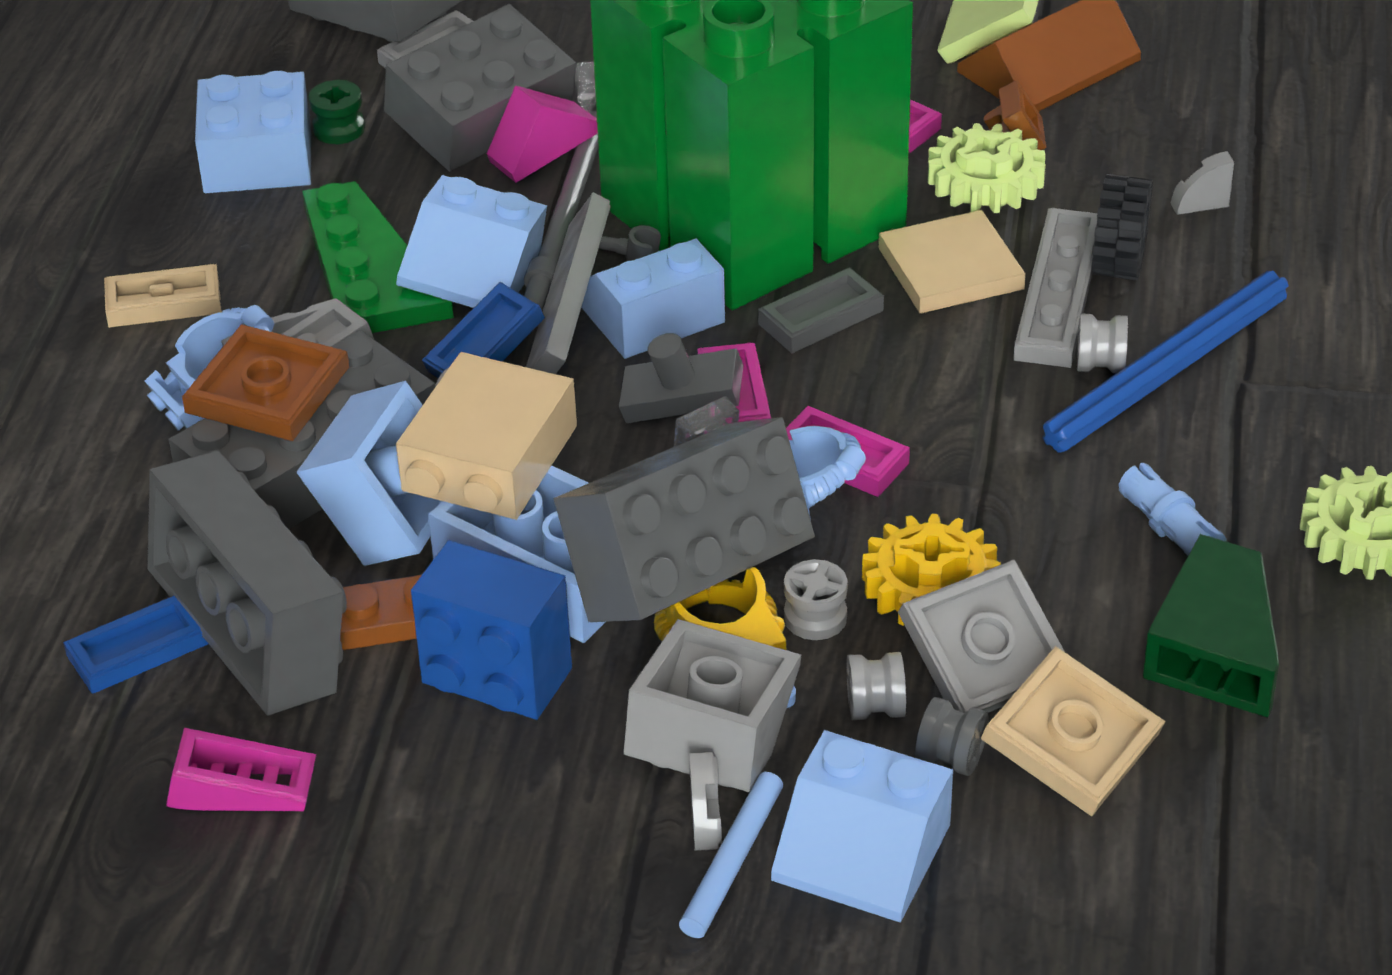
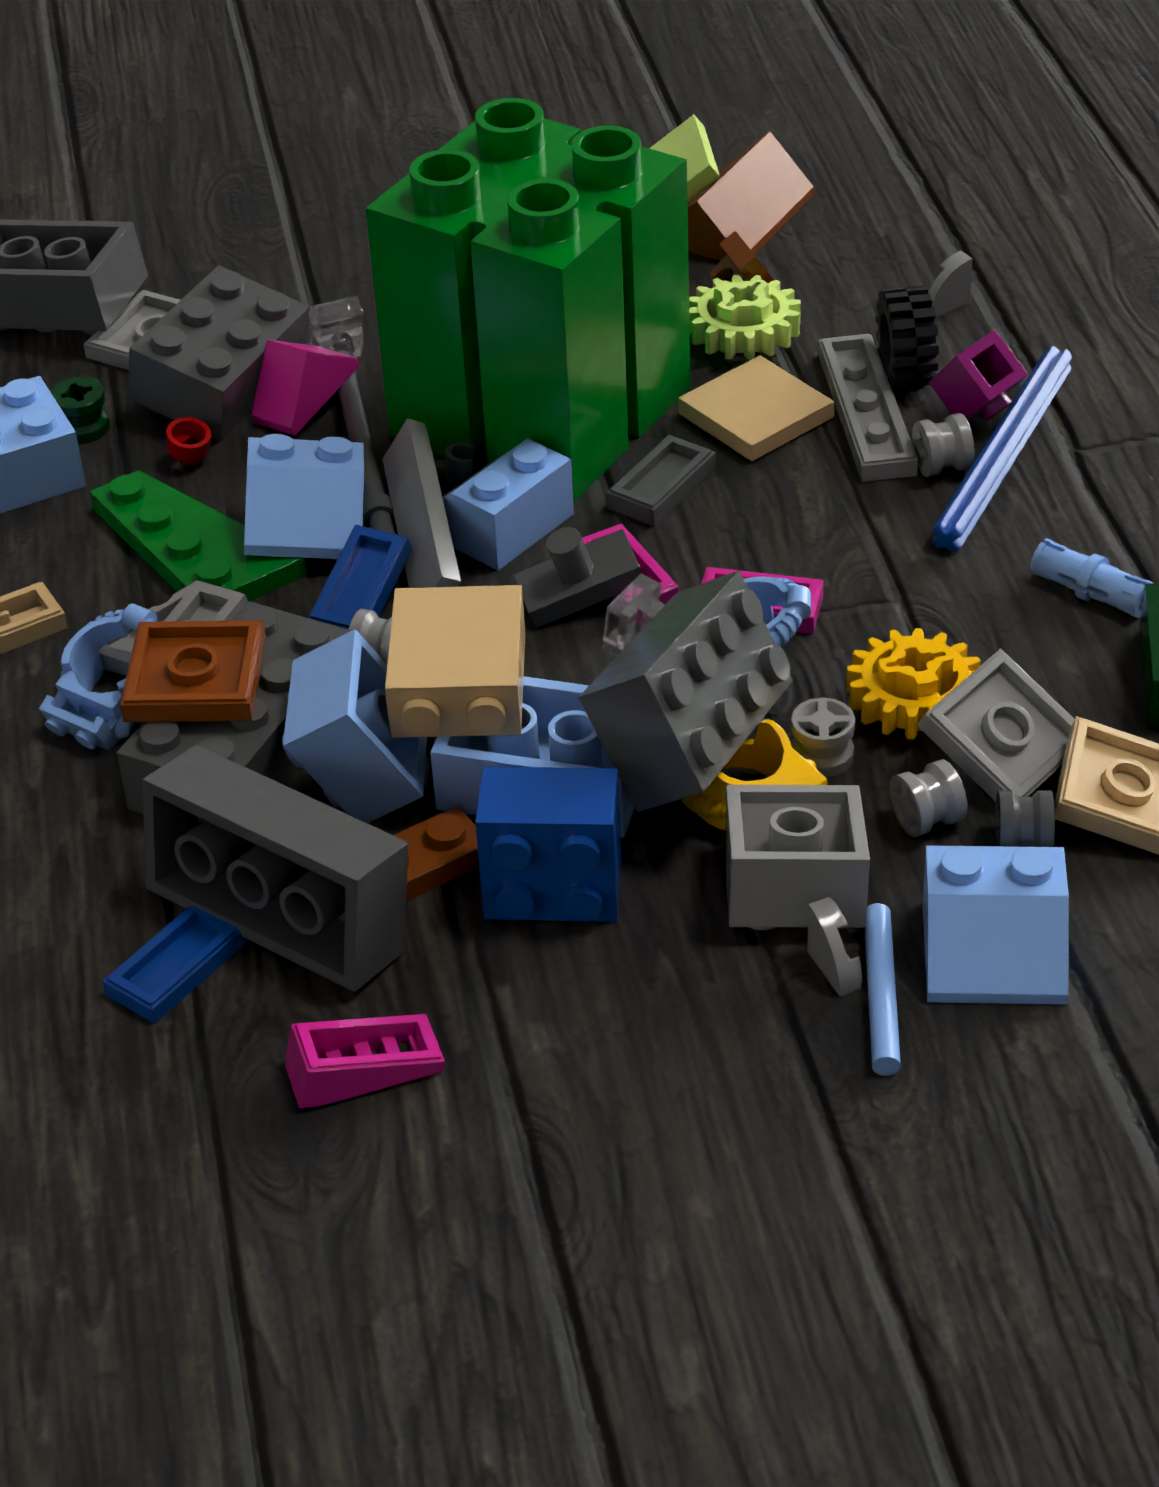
camera: 20 degrees left, 0 degrees up
(412, 164) = (180, 439): none -> red hinge
(1169, 287) = (979, 379): none -> magenta brick

